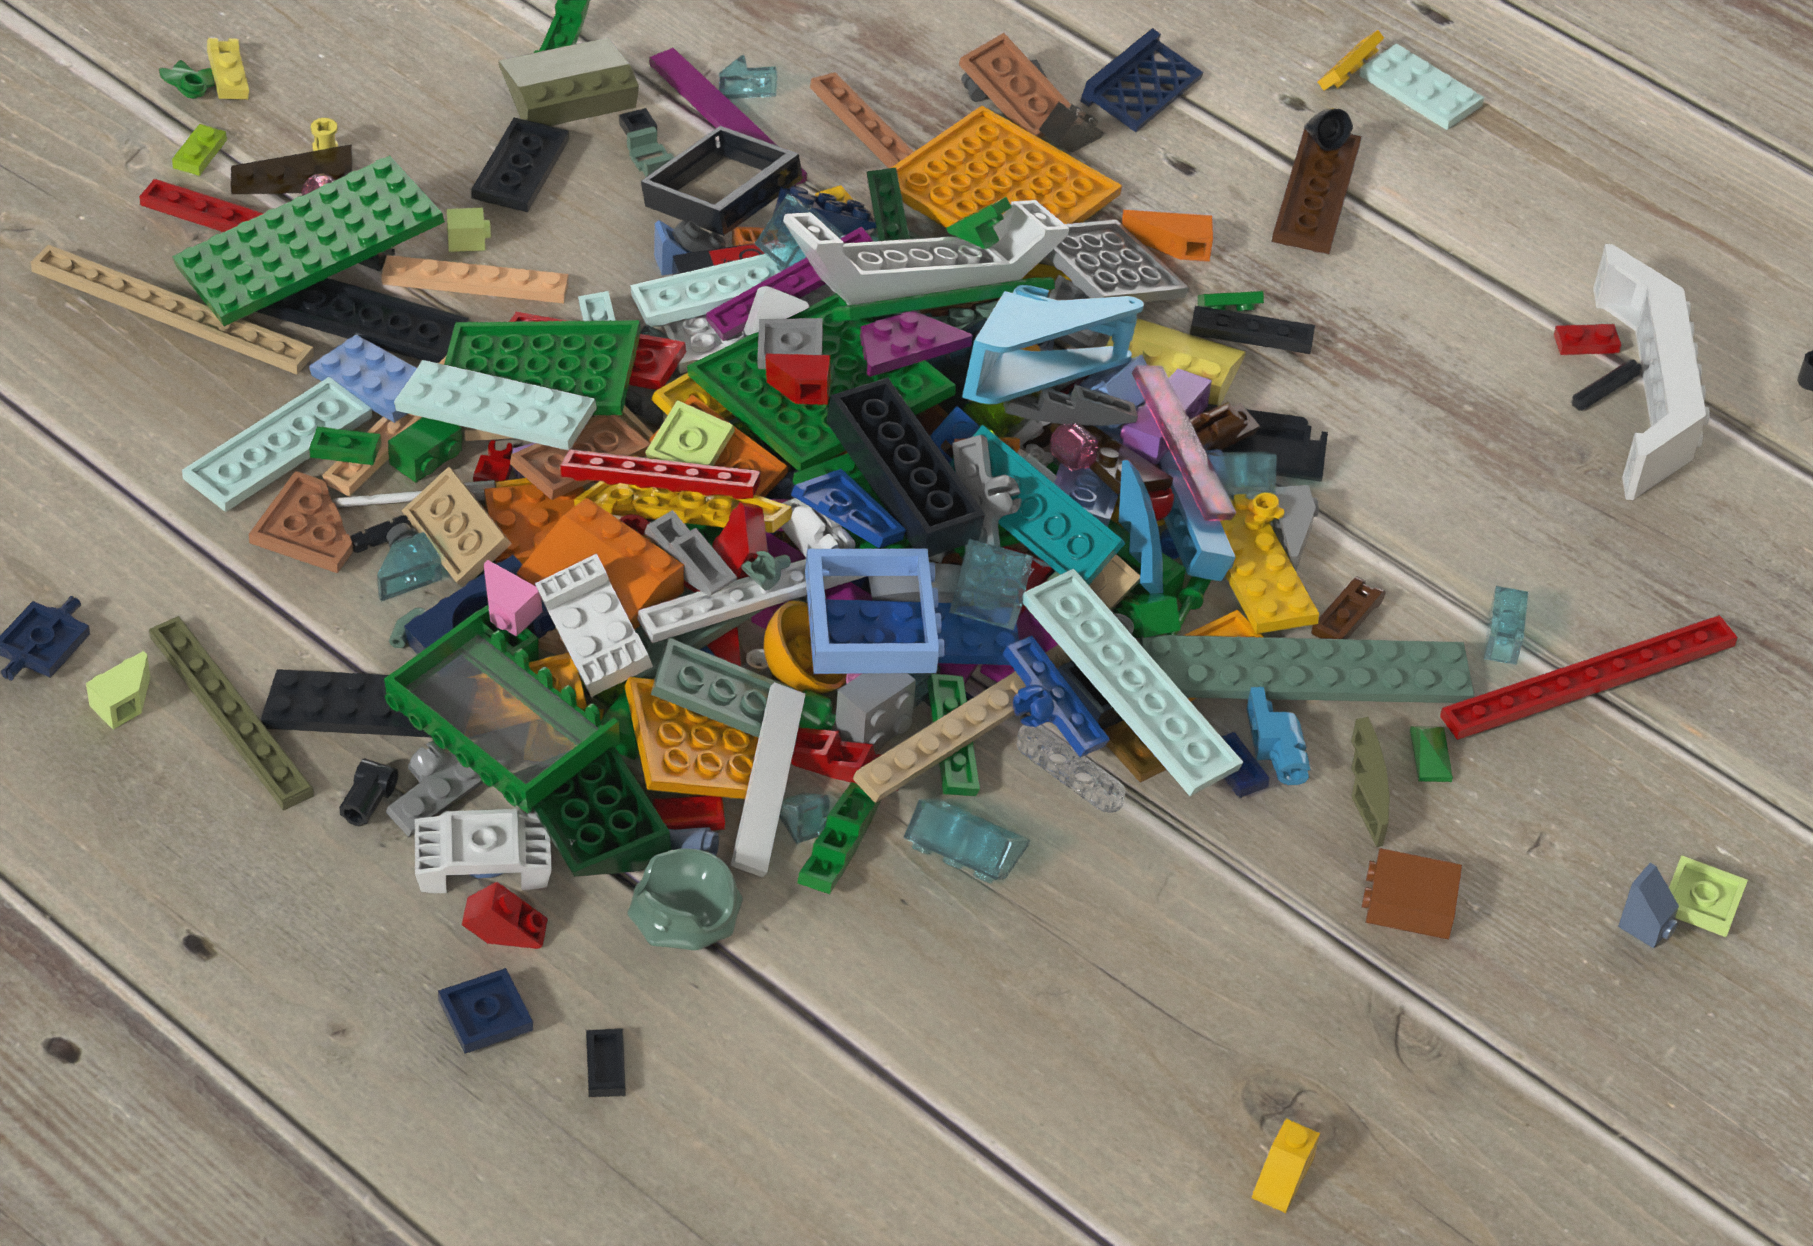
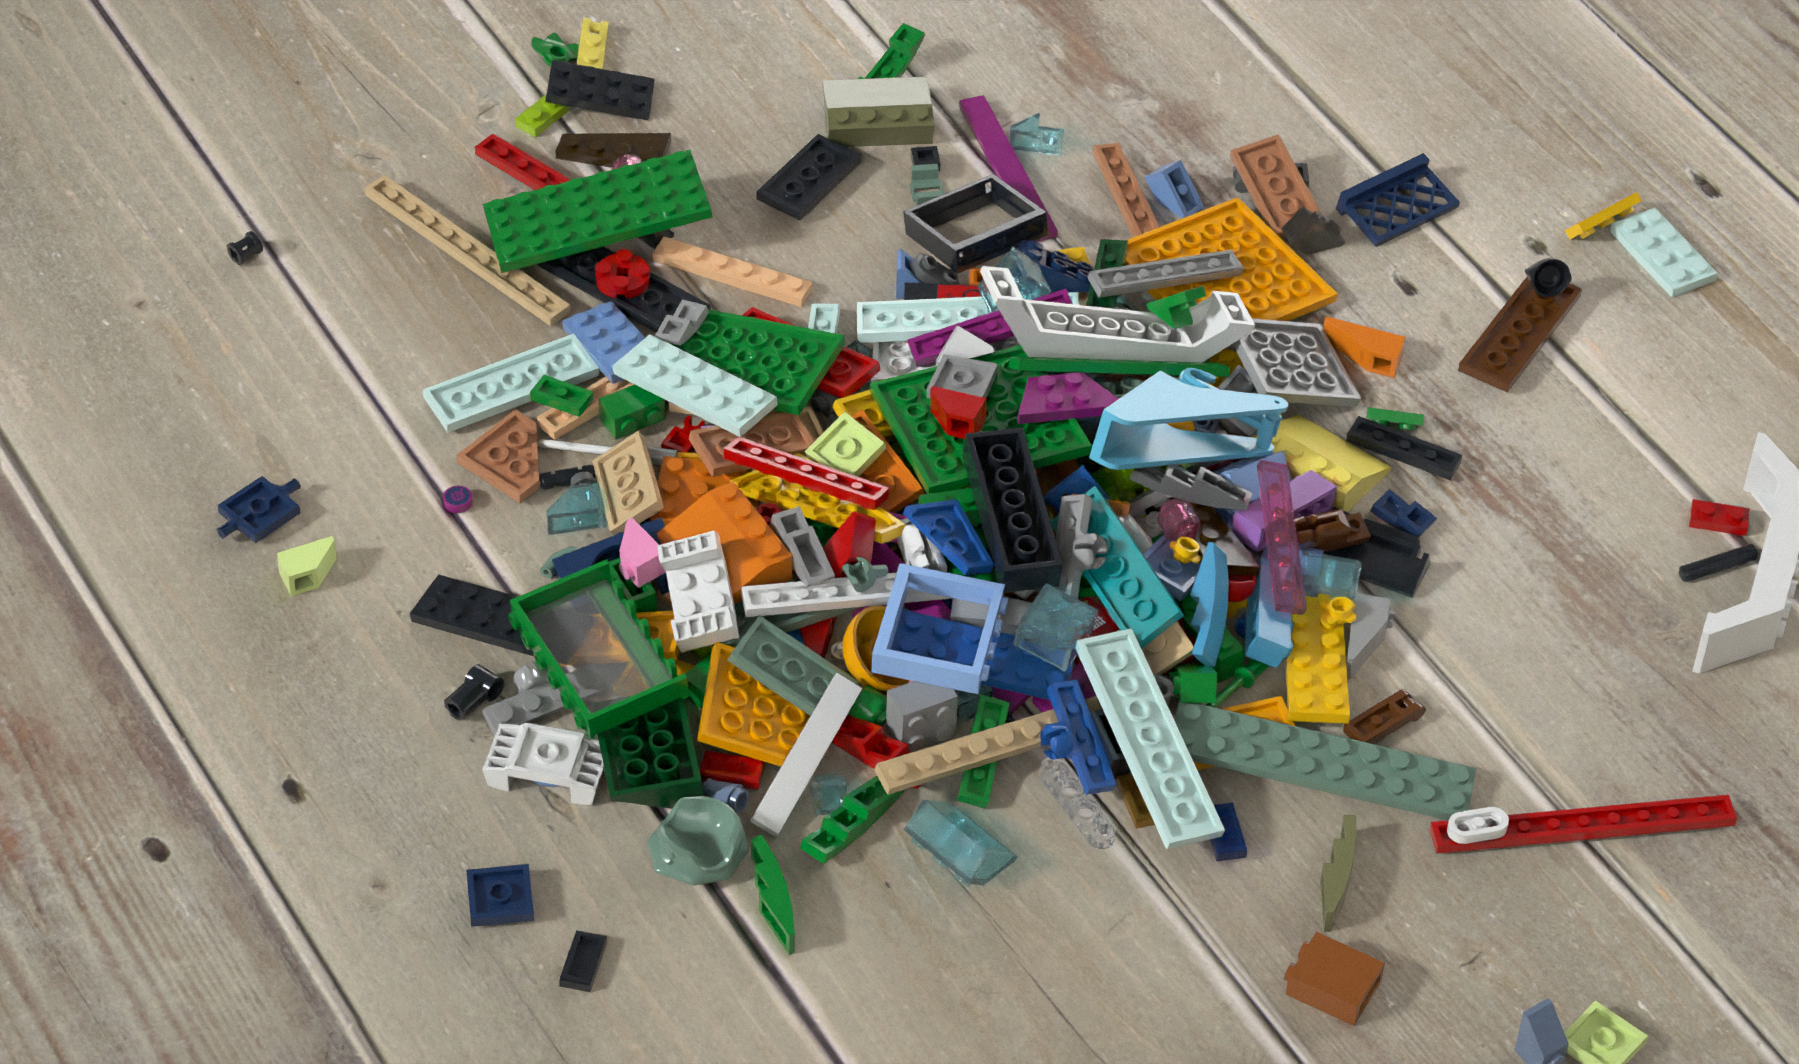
camera: 20 degrees right, 0 degrees up
(231, 713) = (389, 603): olive tile -> none
(254, 111) = (600, 90): none -> black plate
(265, 582) = (457, 499): none -> tile
(324, 133) = (649, 118): light yellow bush -> none
(361, 290) = (622, 263): none -> red plate
(453, 340) = (683, 323): none -> light grey slope
(467, 229) = (739, 226): yellowish green brick -> none
(504, 918) = (543, 823): red slope -> none
(795, 946) = (773, 895): none -> green slope
(912, 109) = (1174, 189): none -> medium blue slope
(947, 194) = (1165, 273): none -> light grey tile
(1093, 475) = (1185, 550): none -> yellow plate
(1275, 399) = (1402, 516): none -> dark blue slope
(1277, 738) = (1271, 818): dark azure plate -> none
(1431, 754) = (1407, 860): green slope -> none
(1489, 700) = (1474, 825): none -> white plate
(1506, 625) = (1522, 761): clear light blue brick -> none

